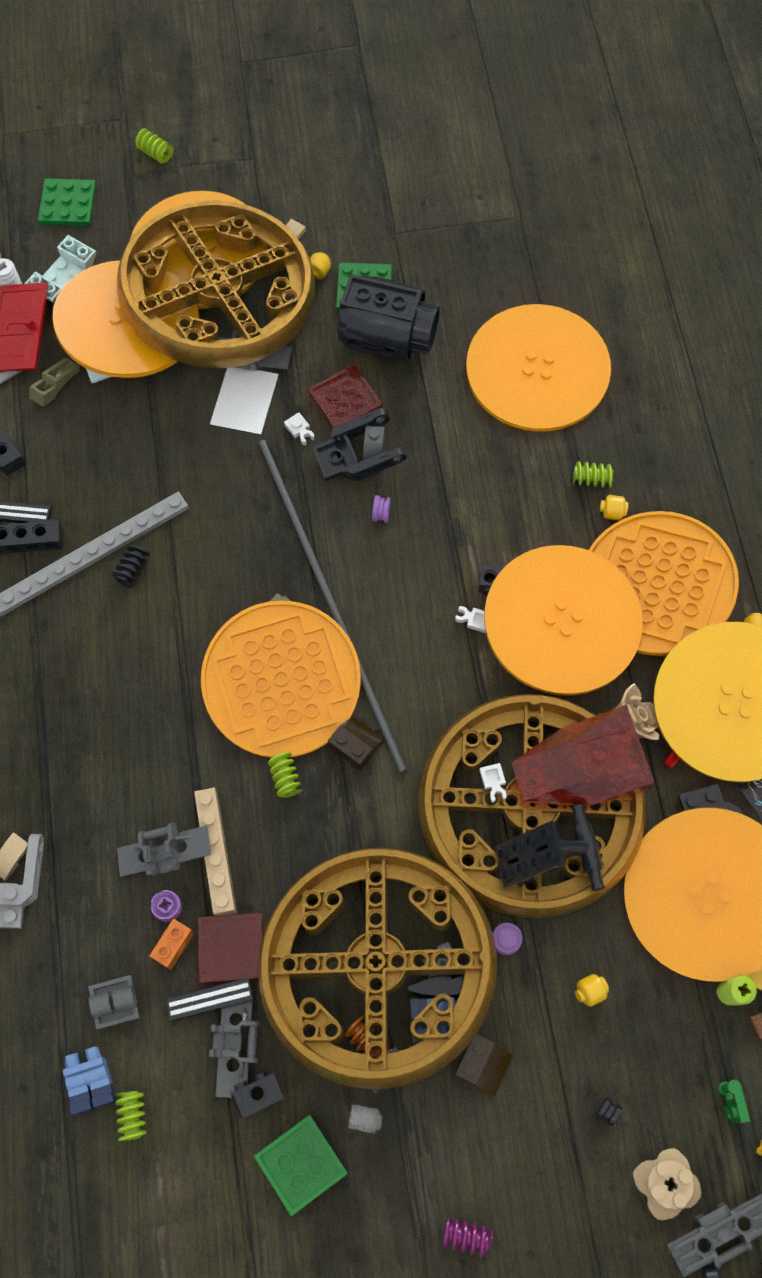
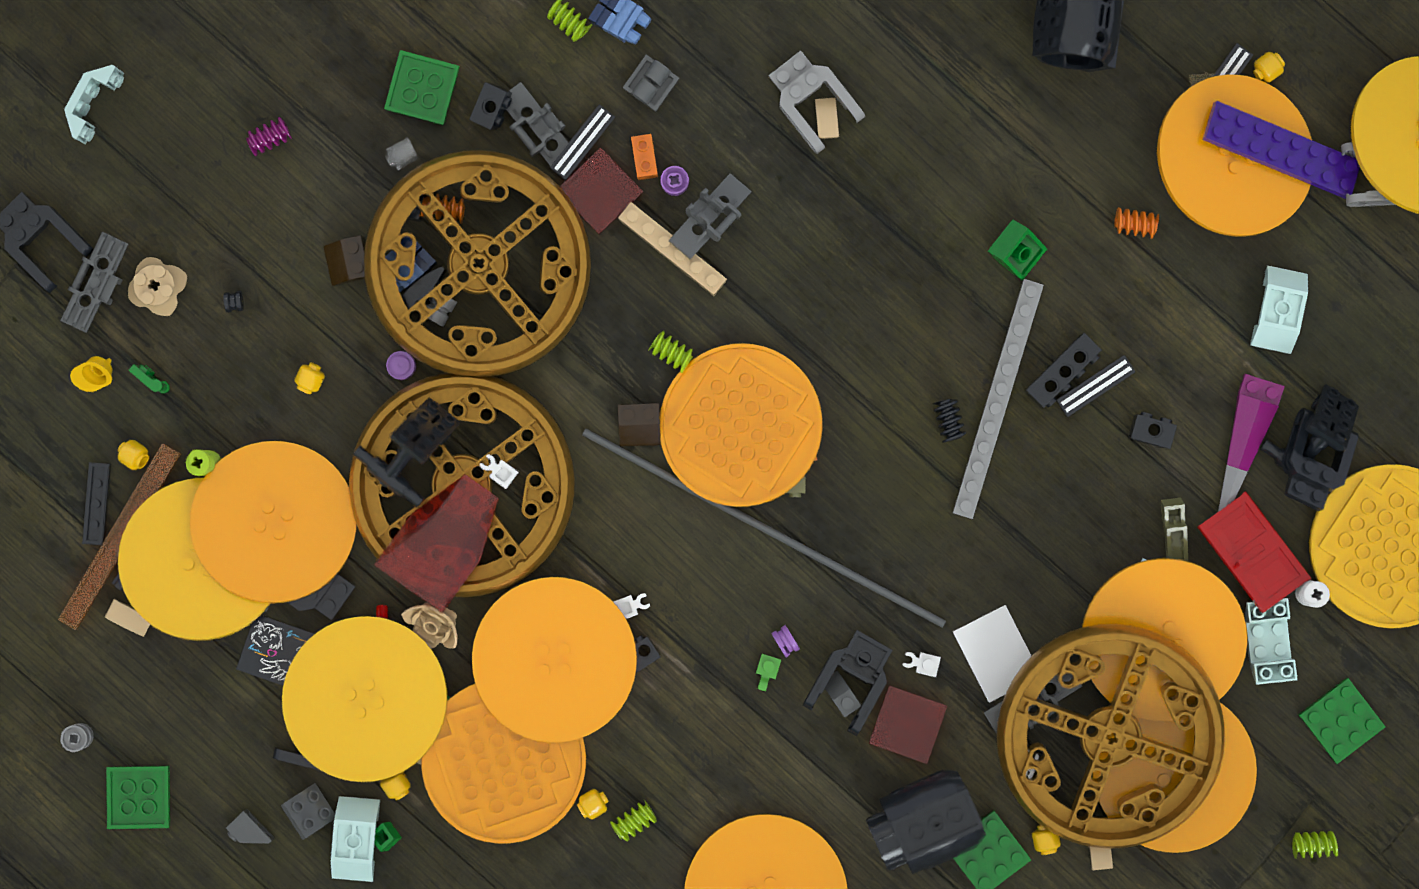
camera: 135 degrees right, 20 degrees up
(411, 504) = (767, 668): none -> bright green plate

